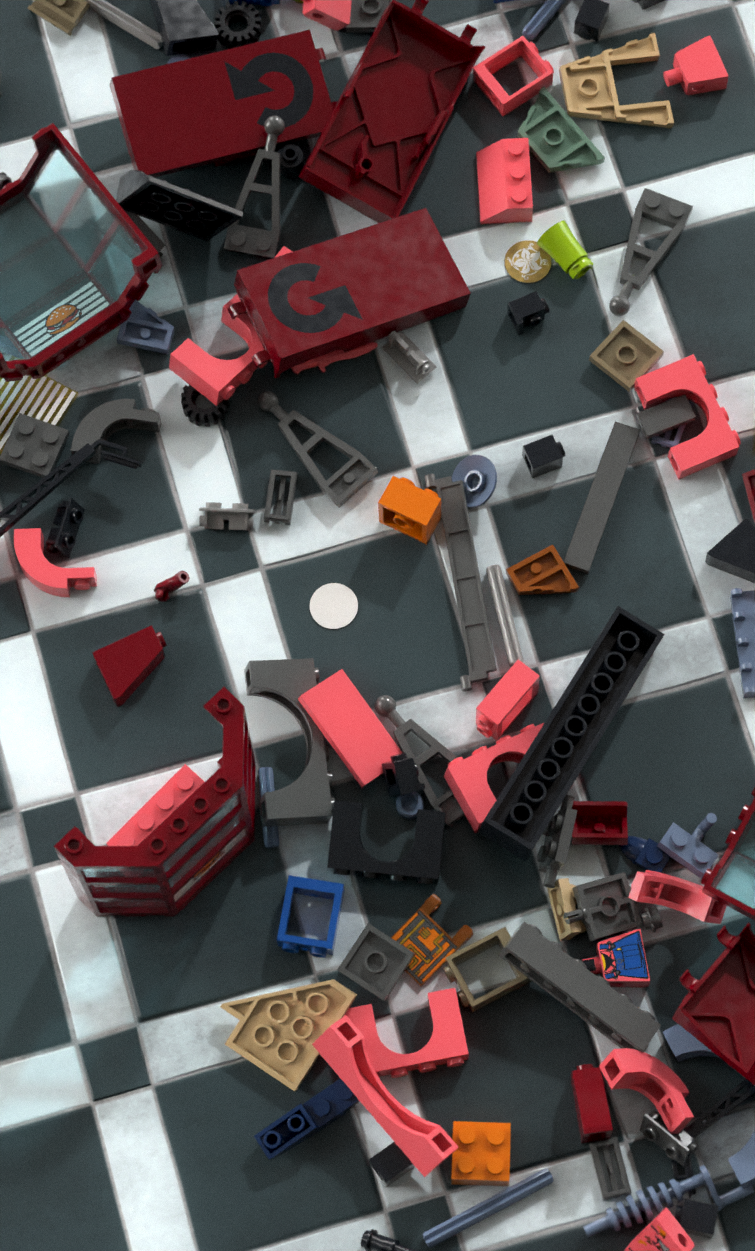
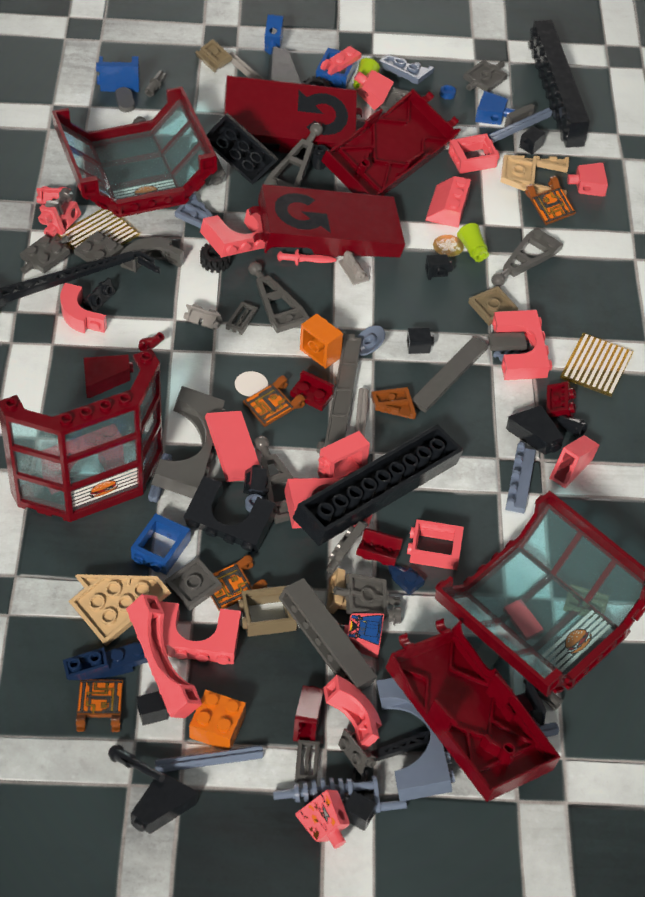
camera: 10 degrees right, 20 degrees down
(321, 1171) = (100, 700): none -> flag
(373, 633) = (271, 403): none -> flag
(424, 593) = (314, 389): none -> dark red bracket
(556, 137) = (489, 190): sand green wing -> none
(656, 135) = (551, 204): none -> flag
(676, 894) = (415, 600): coral arch -> none
(688, 848) = (430, 575): sand blue plate -> none
(699, 787) = (438, 531): none -> coral window

